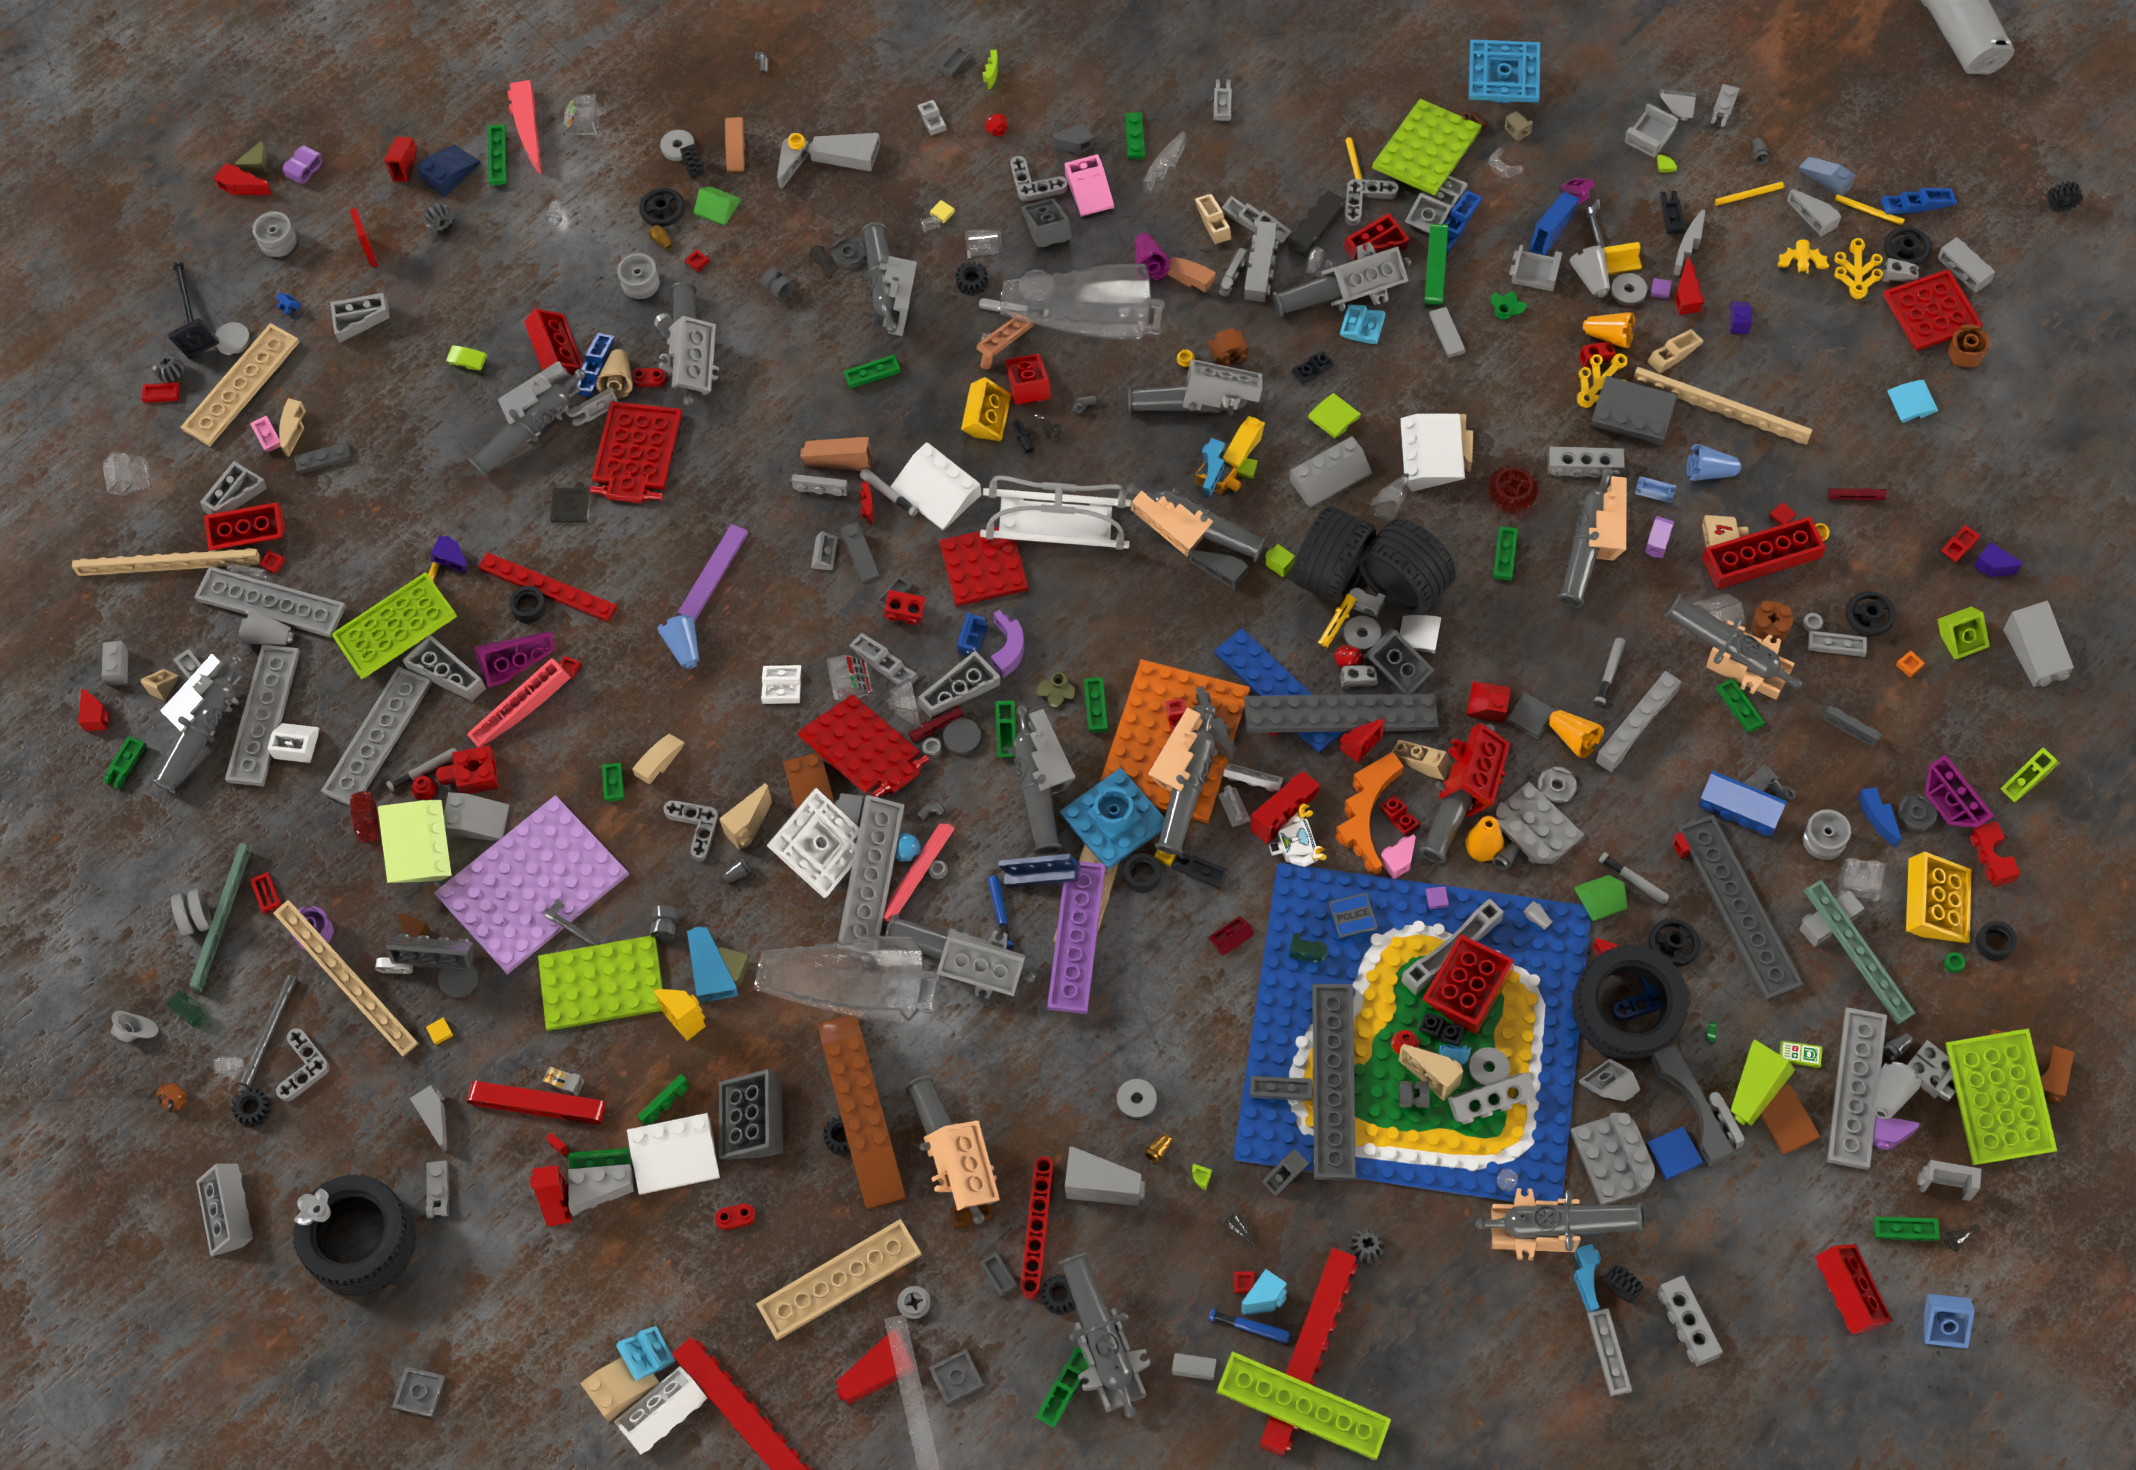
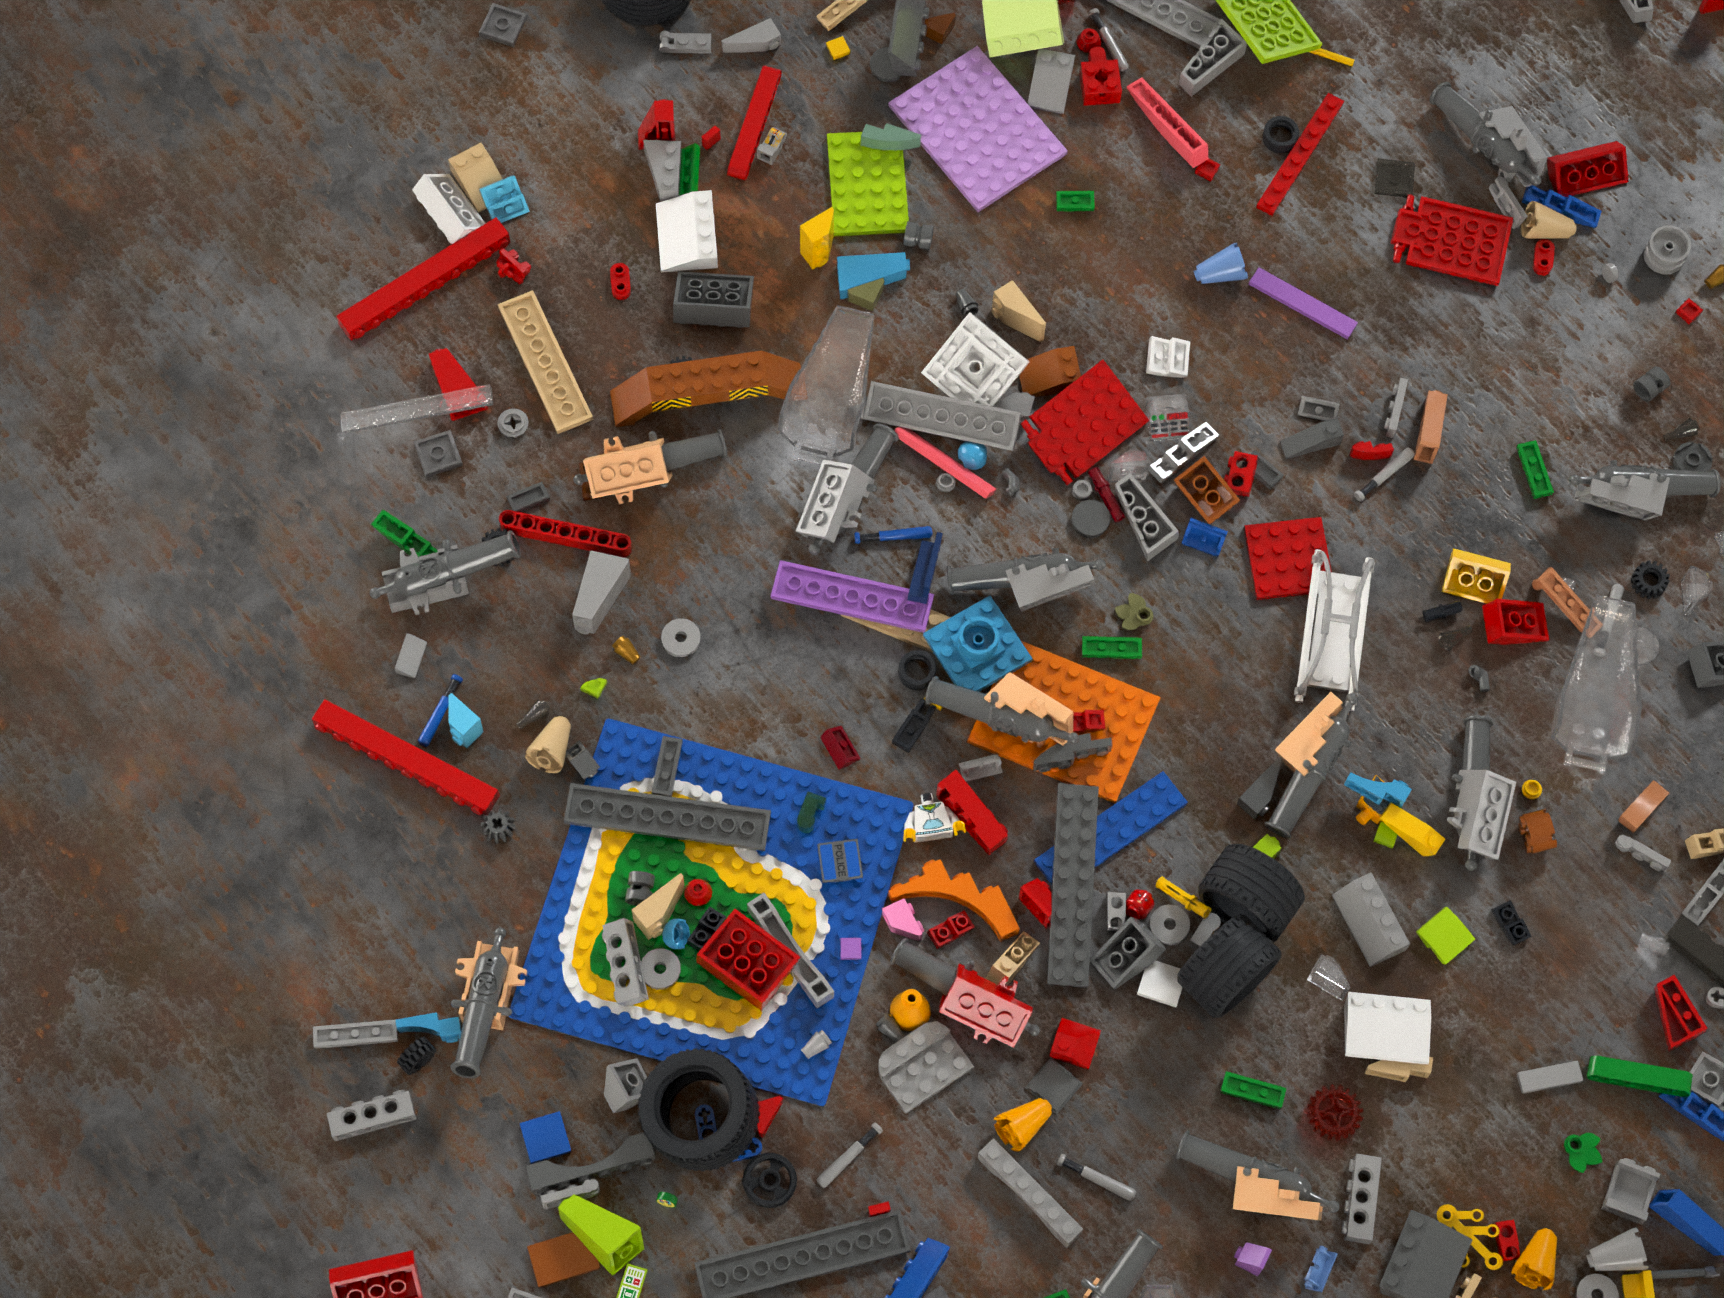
camera: 90 degrees right, 5 degrees up
(448, 554) = (1342, 65): dark purple slope -> none
(466, 357) = (1576, 89): lime slope -> none
(507, 658) = (1222, 115): magenta wedge -> none
(551, 914) = (938, 138): dark grey piece -> none
(553, 961) = (889, 138): none -> sand green slope
(658, 758) = (1096, 240): tan slope -> none
(663, 1101) = (739, 226): green plate -> none
(690, 345) = (1573, 290): light grey piece -> none
(702, 824) = (1021, 277): light grey beam -> none
(728, 1332) = (510, 267): none -> red hips
(927, 632) = (1206, 490): none -> dark orange slope
(936, 486) = (1386, 519): white slope -> none
(1005, 727) = (1113, 557): green slope -> none
(1011, 654) = (1186, 576): medium lavender arch -> none
(1151, 254) = (1665, 763): magenta cone -> none
(1243, 1282) = (484, 711): red tile -> none
(1253, 777) = (1010, 789): light grey plate -> none
(1261, 261) = (1652, 883): light grey wedge -> none
(1274, 1204) = (550, 746): none -> tan cone
(1303, 1405) = (348, 738): lime plate -> none
(1352, 280) = (1615, 971): light grey piece -> none
(1362, 324) = (1566, 985): medium azure slope -> none
(1507, 1179) = (541, 966): clear tile -> none
(1560, 775) = (964, 1108): light grey tile -> none
(1602, 897) = (831, 1116): bright green slope -> none
(1614, 1157) = (550, 1076): light grey plate -> none

